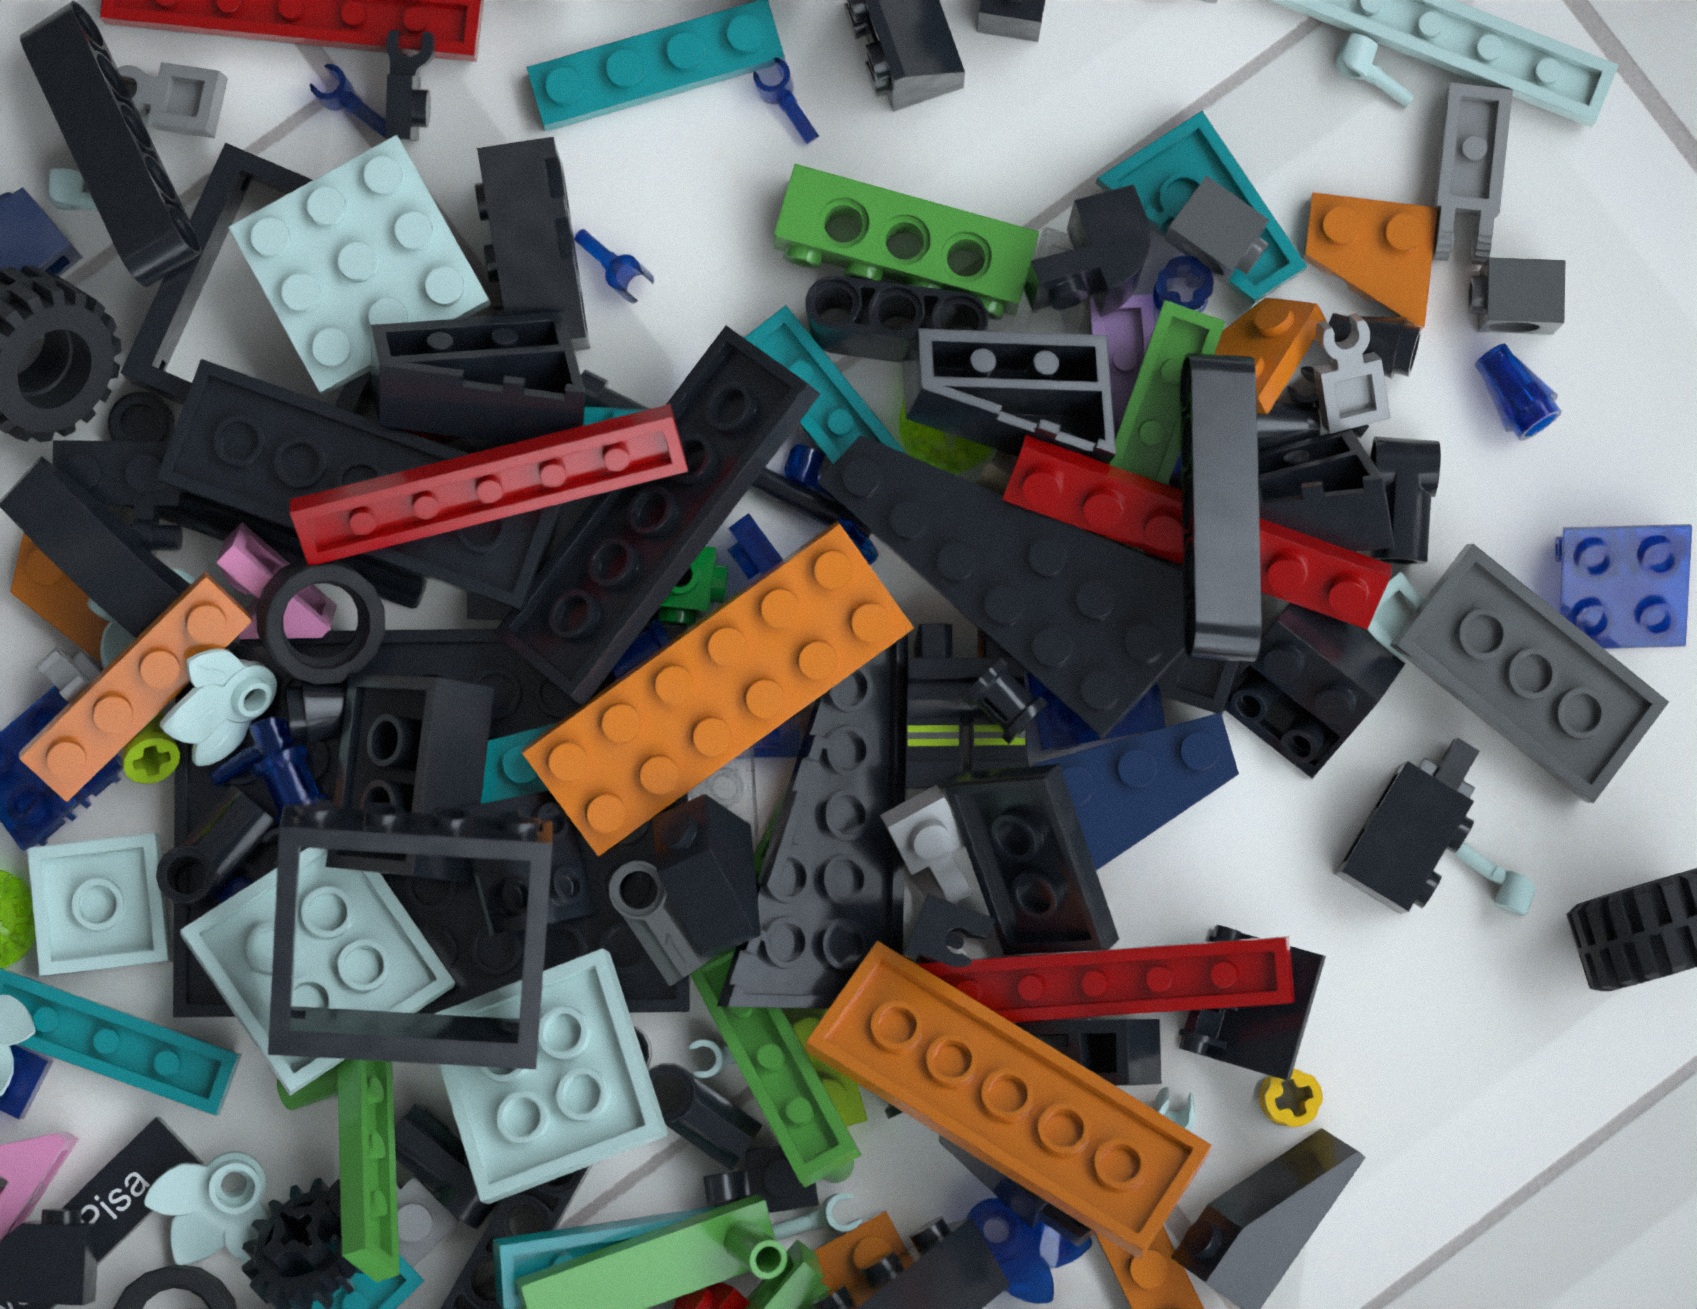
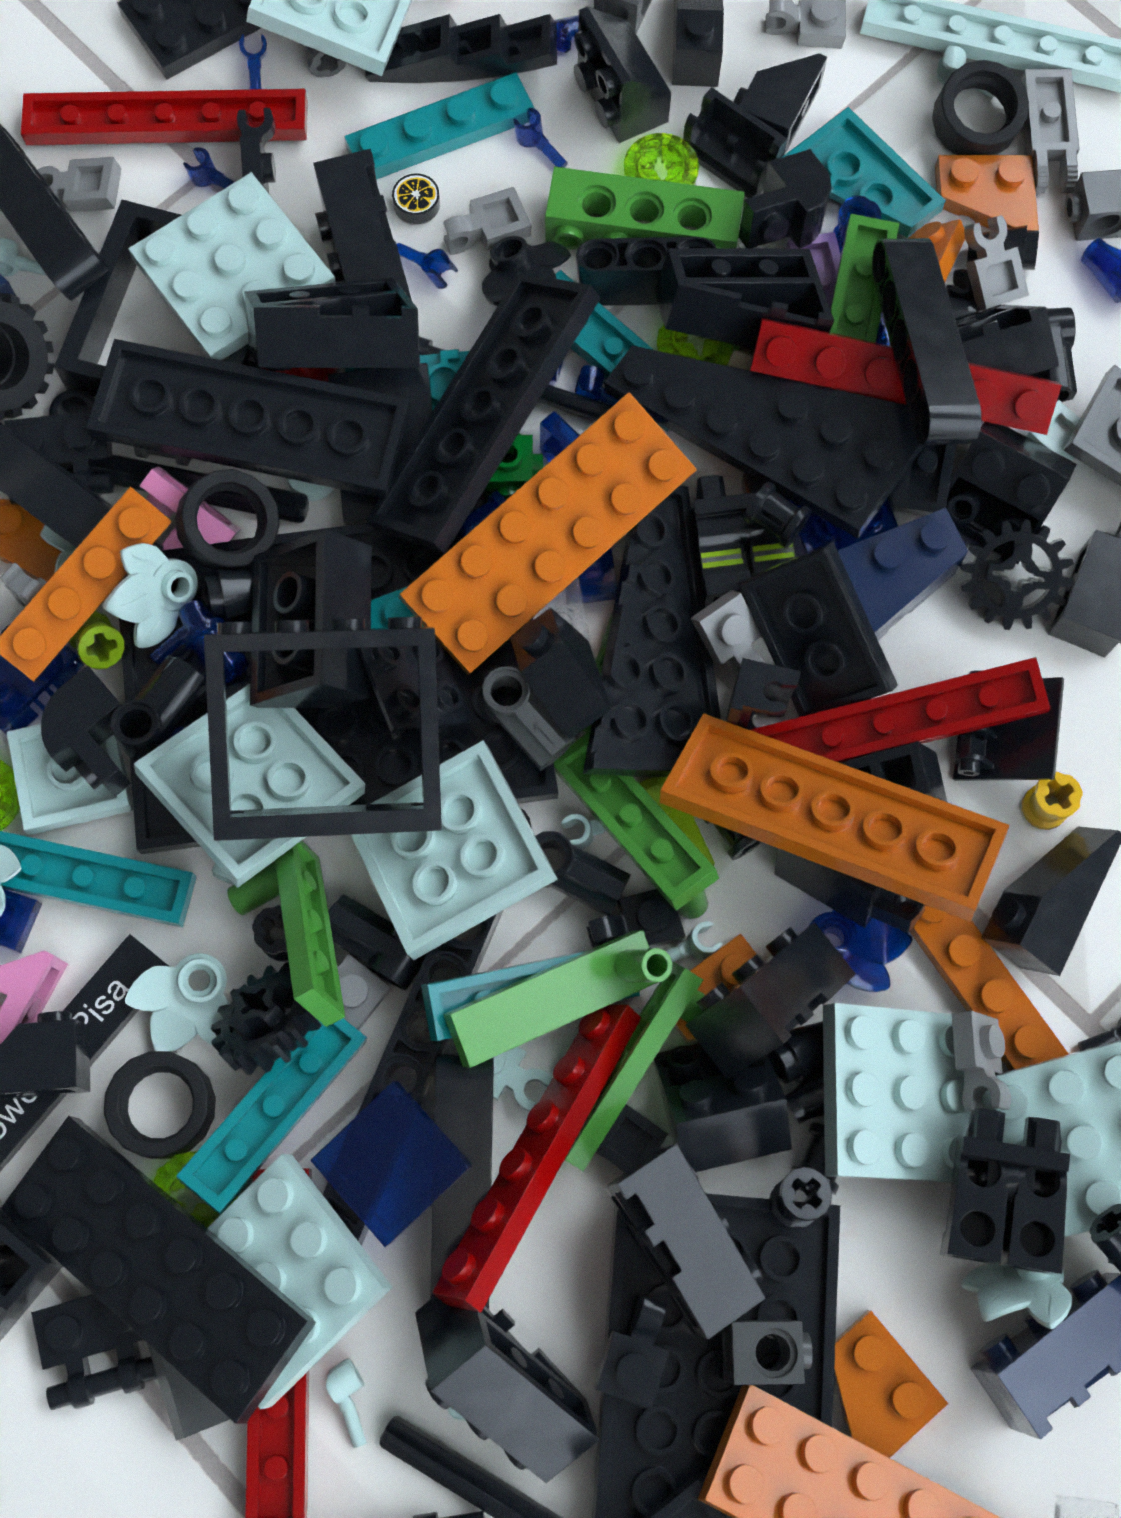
camera: 10 degrees left, 10 degrees down
(111, 862) = (76, 726): none -> black brick
(315, 1143) = (262, 926): none -> black bush
(488, 485) = (348, 392): red plate -> none
(611, 167) = (416, 198): none -> black tile
(712, 216) = (489, 219): none -> light grey plate
(741, 303) = (514, 256): none -> black plate
(964, 145) = (675, 154): none -> clear neon green gear
(1039, 147) = (733, 143): none -> black hinge
(1109, 91) = (784, 94): none -> black slope
(1219, 231) = (879, 172): dark grey brick -> none
(1272, 793) = (1012, 597): none -> black gear
(1426, 129) = (999, 82): none -> black tyre

